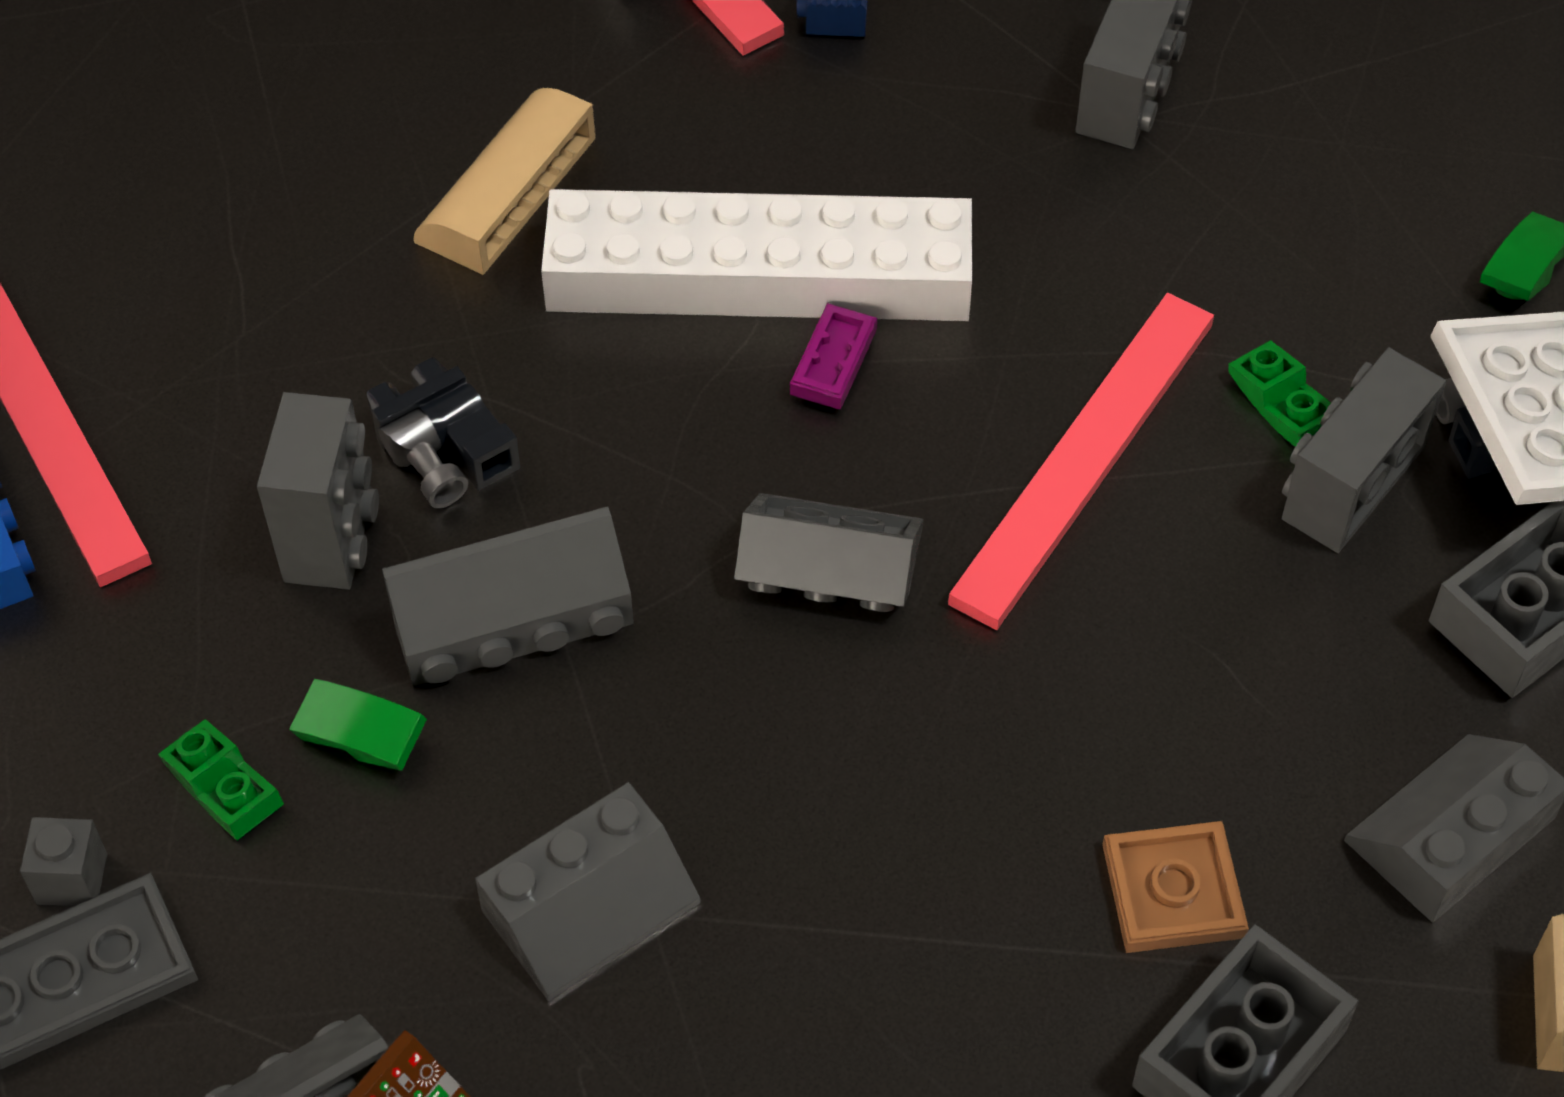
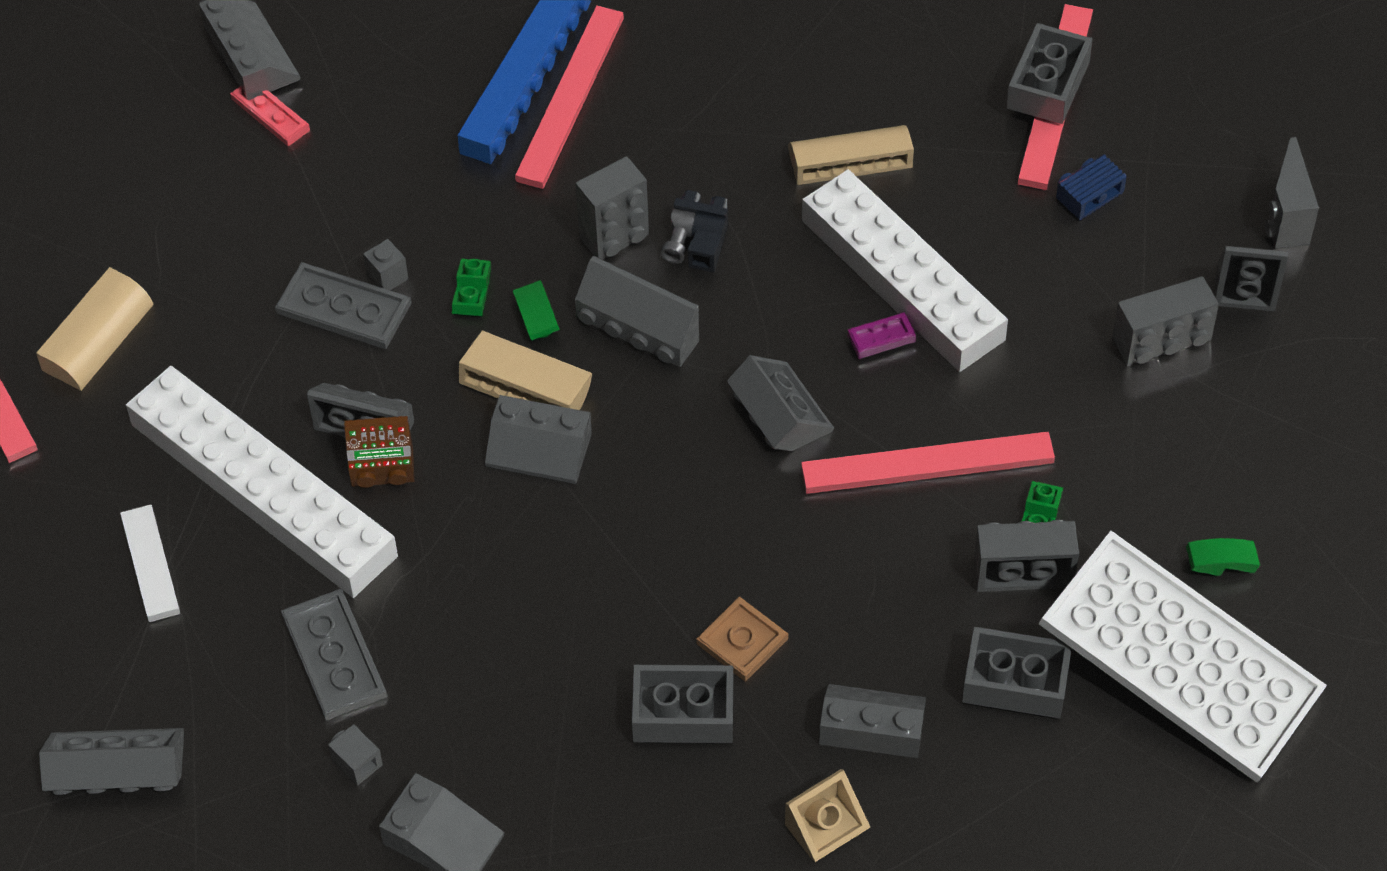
camera: 50 degrees right, 0 degrees up
(453, 826) = (518, 372): none -> tan brick

